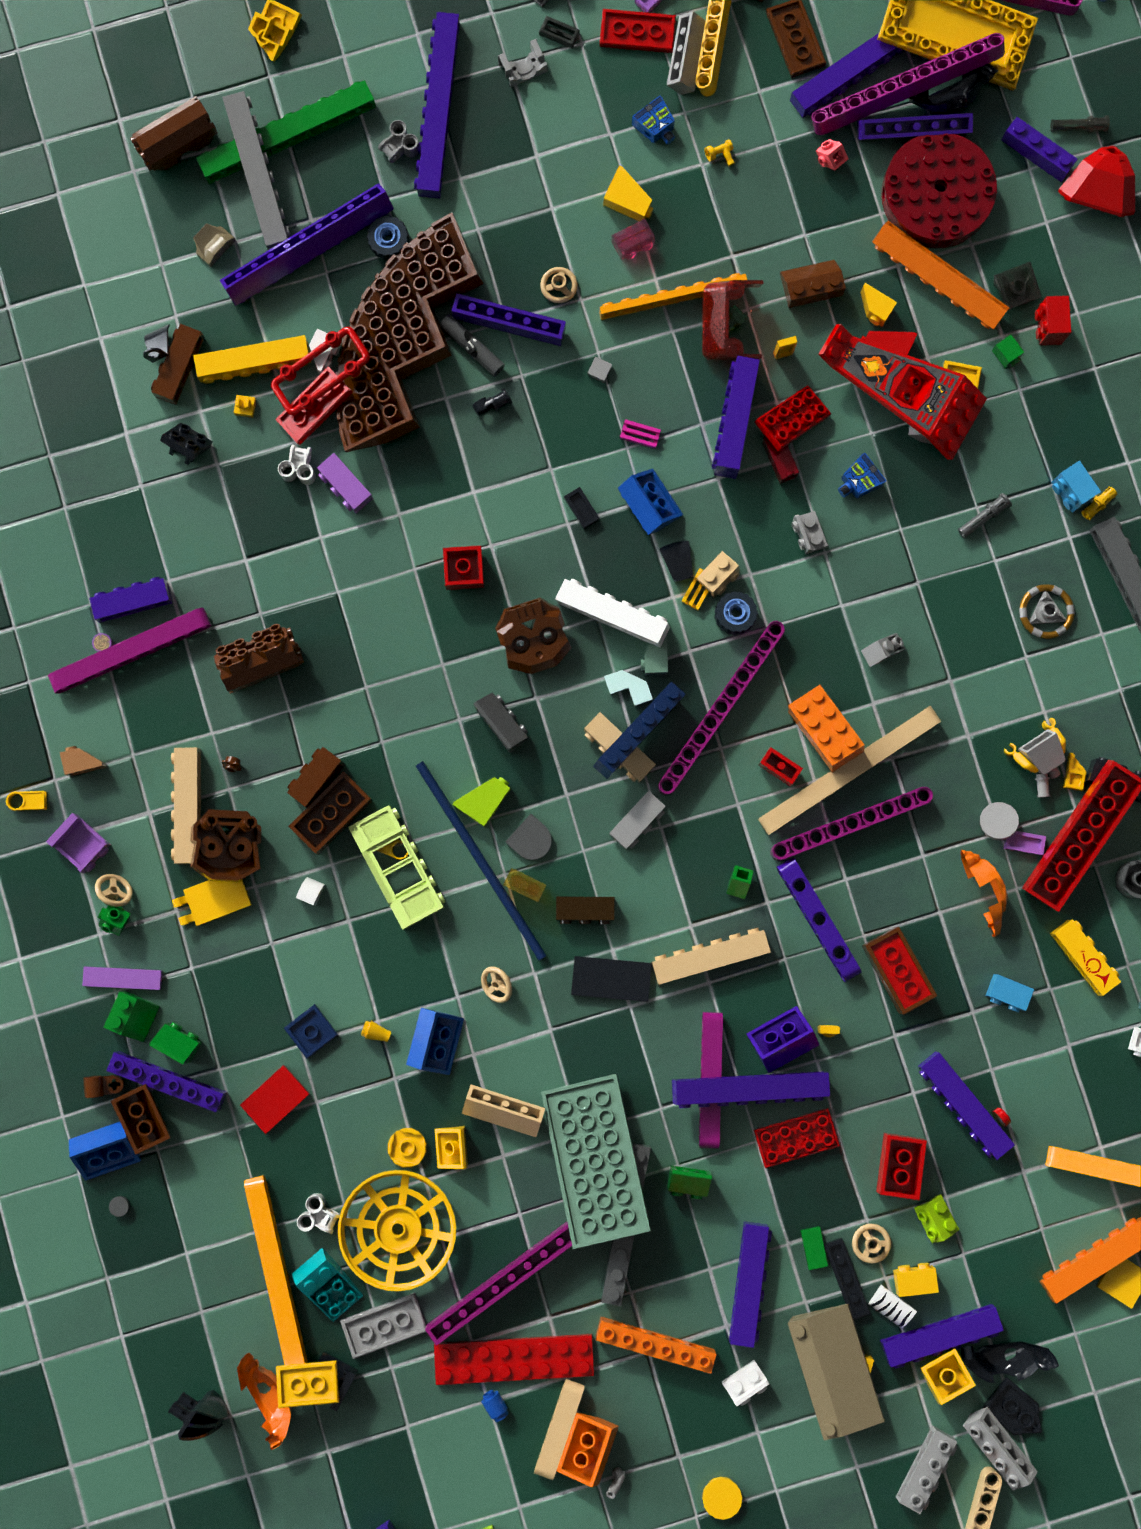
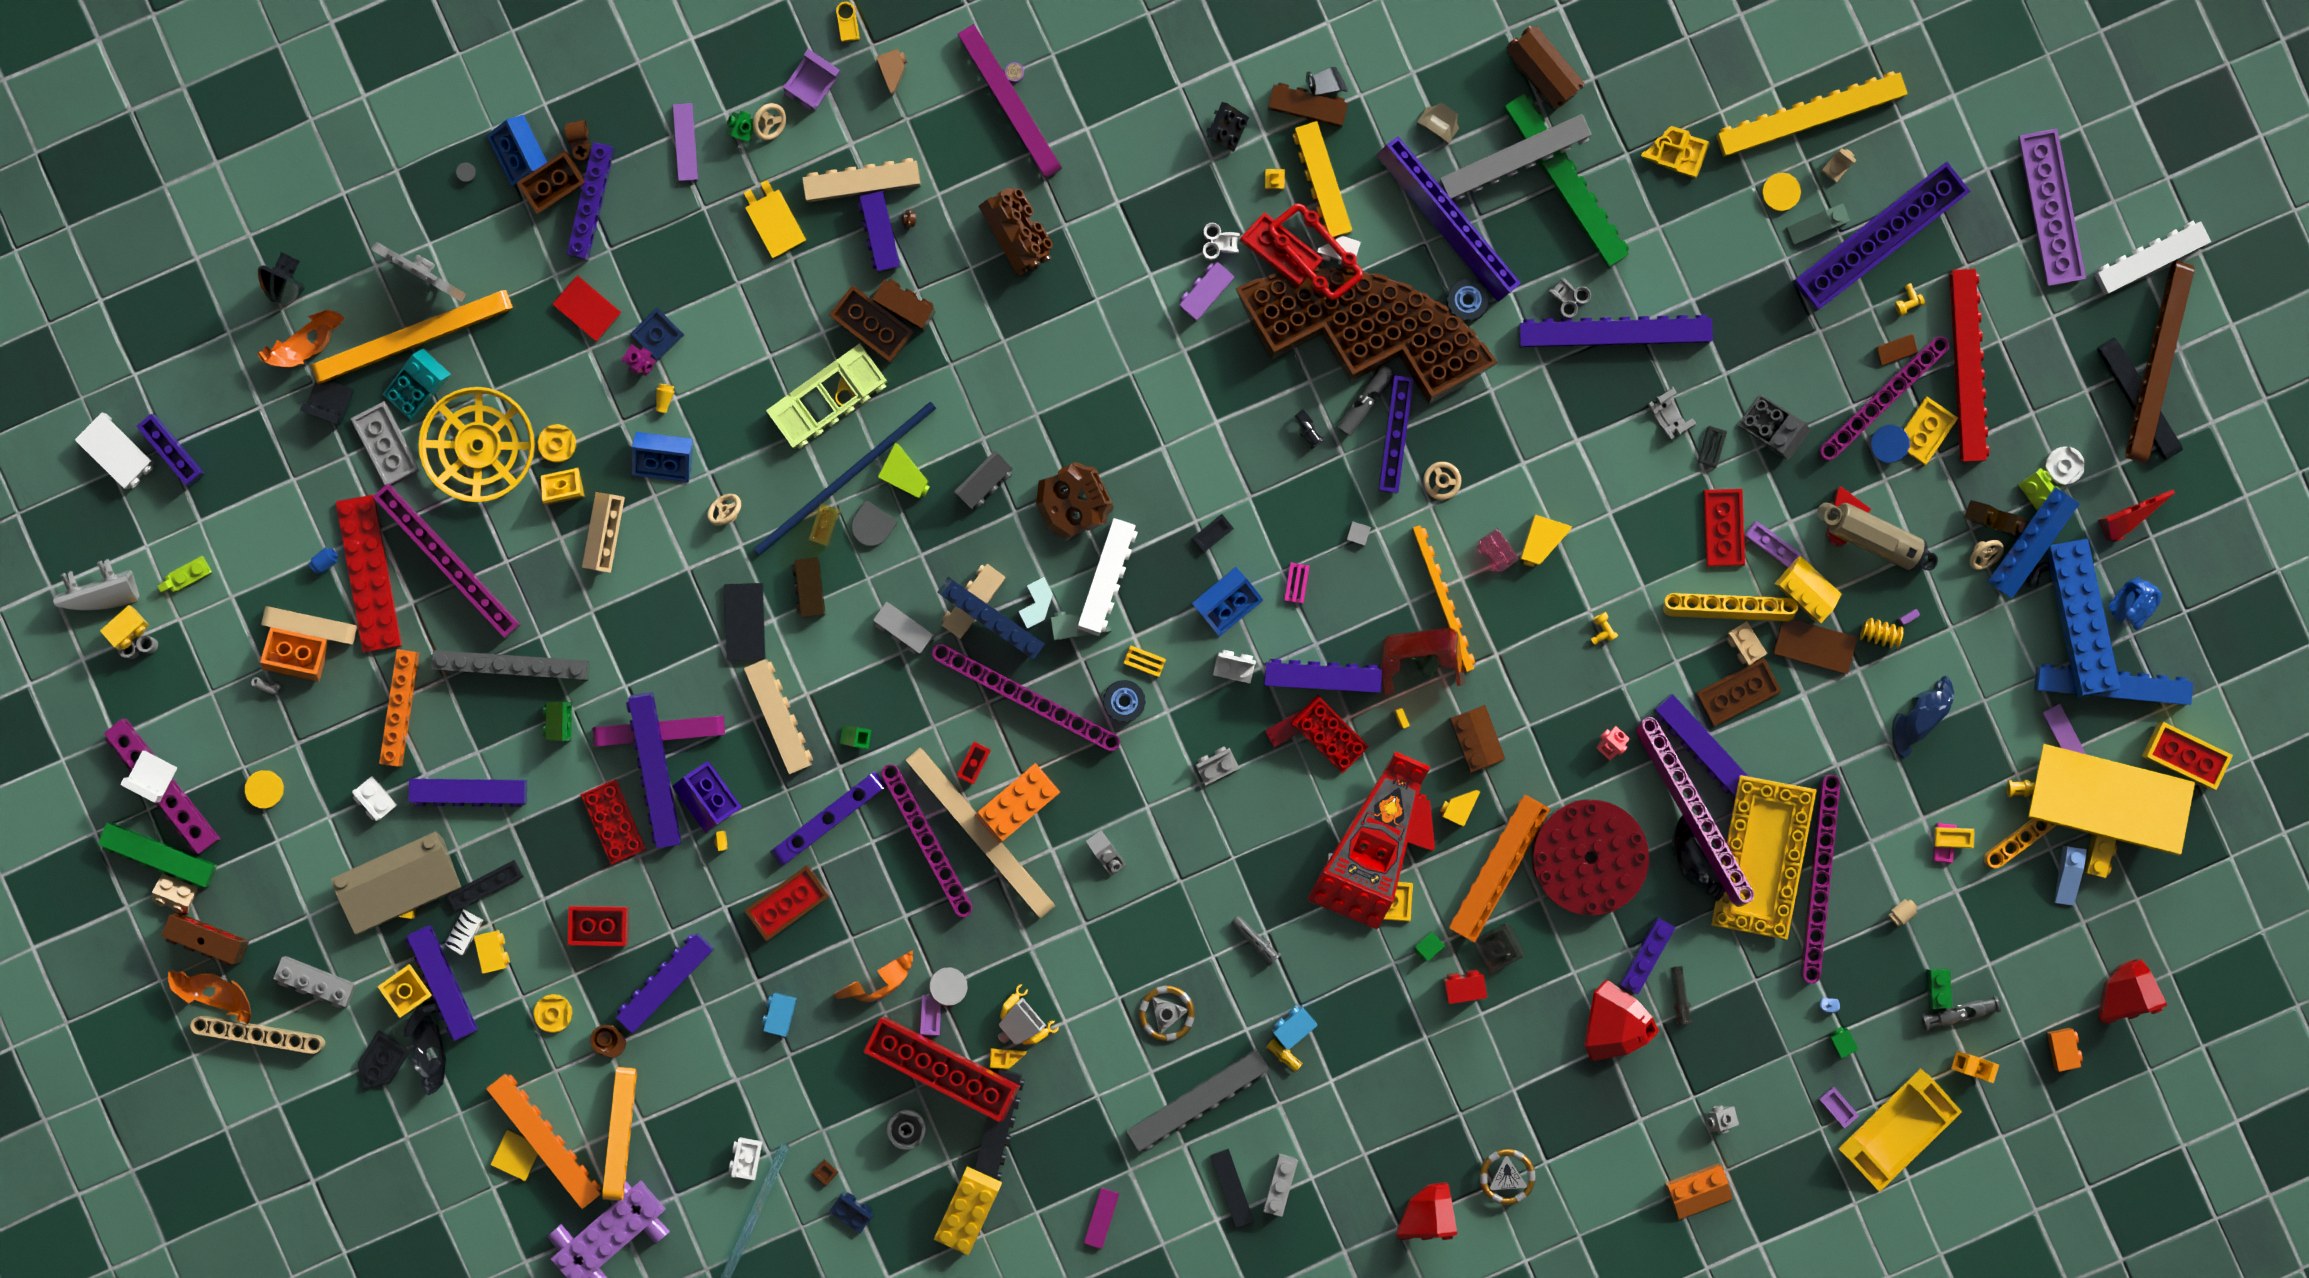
camera: 80 degrees right, 5 degrees up
(130, 600) = (1060, 94): dark purple brick -> none
(131, 1016) = (649, 157): green slope -> none
(176, 1043) = (628, 205): green slope -> none
(208, 1266) = (421, 268): none -> light grey piece
(225, 861) = (810, 227): reddish brown brick -> none
(240, 794) = (880, 232): none -> dark purple brick
(307, 1384) = (322, 379): yellow tile -> none
(310, 891) = (793, 314): white brick -> none
(318, 1216) = (480, 366): white piece -> none
(334, 1052) = (638, 360): none -> magenta brick
(463, 567) = (1134, 422): red brick -> none
(595, 1162) = (565, 627): sand green plate -> none
(655, 121) = (1626, 558): blue torso -> none
(678, 560) = (1171, 637): black piece -> none
(686, 53) = (1701, 581): light grey brick -> none
(716, 502) = (1234, 667): none -> white bracket
(719, 574) = (1161, 679): tan bracket -> none
(751, 24) = (1746, 643): none -> tan bracket
(814, 1248) = (510, 850): green tile -> none
(861, 478) = (1278, 811): torso -> none
(878, 1243) = (514, 903): tan piece -> none
(914, 126) = (1653, 824): dark purple brick -> none
(936, 1219) = (552, 966): lime bracket -> none
(983, 1224) = (553, 1013): none -> yellow tile
(1000, 1448) = (343, 1049): light grey brick -> none
(1001, 1116) = (658, 1019): red tile -> none
(1019, 1171) = (607, 1041): none -> reddish brown hat
(1042, 785) = (989, 1027): light grey pin -> none
(1085, 957) = (824, 1085): yellow brick -> none

